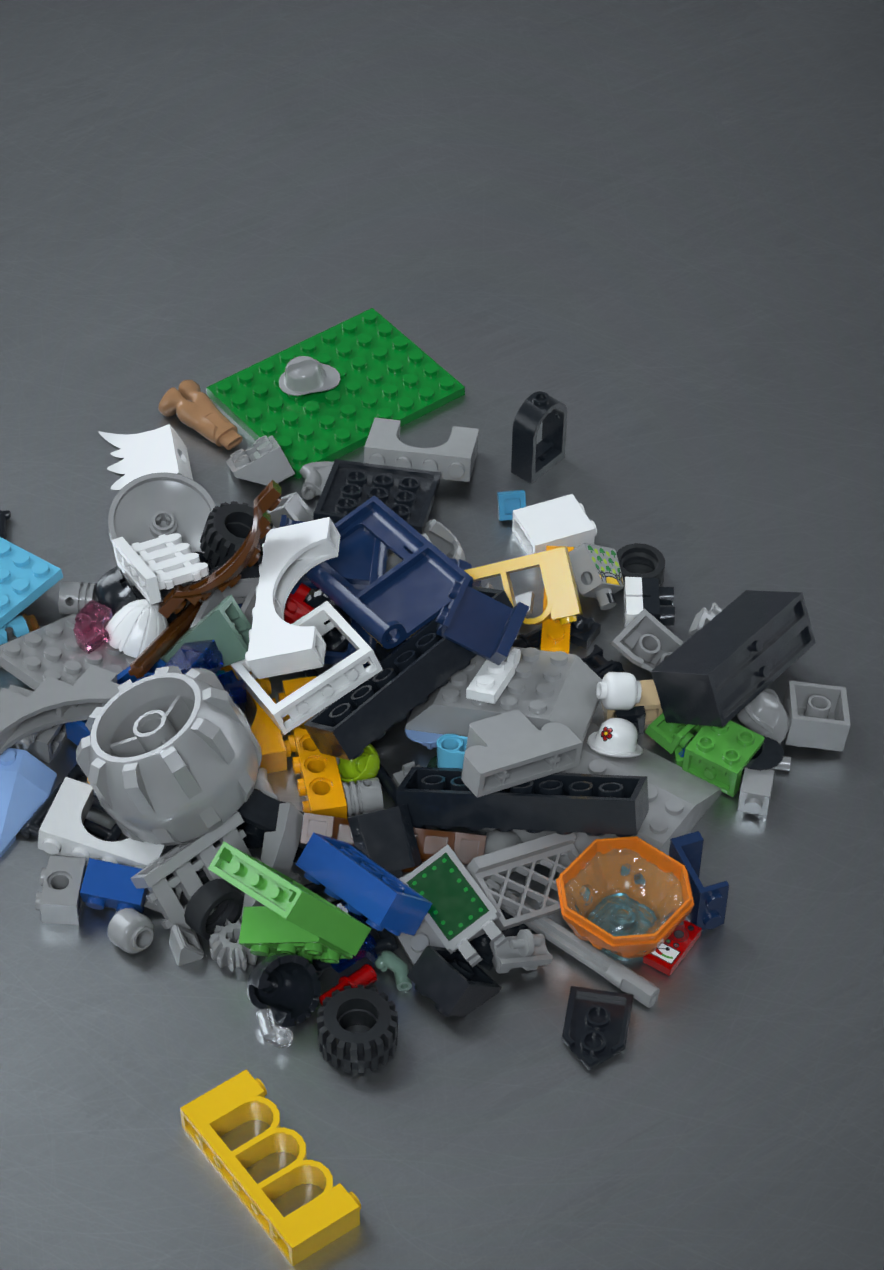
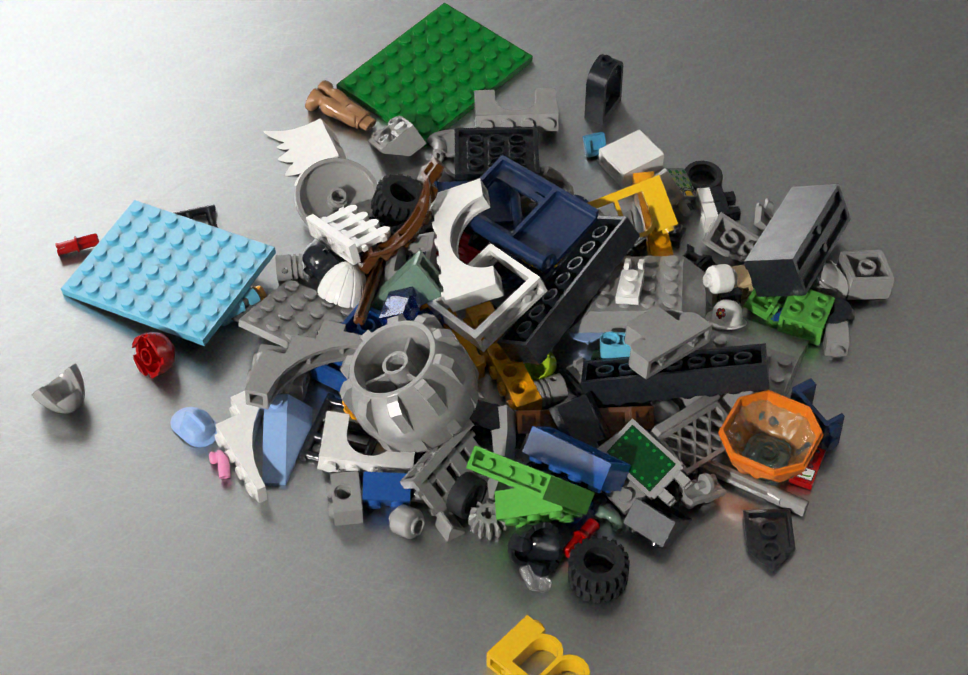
camera: 10 degrees left, 5 degrees up
(90, 626) = (307, 288): clear pink tile -> none
(307, 376) = (413, 64): light grey piece -> none
(480, 622) = (617, 244): dark blue panel -> none

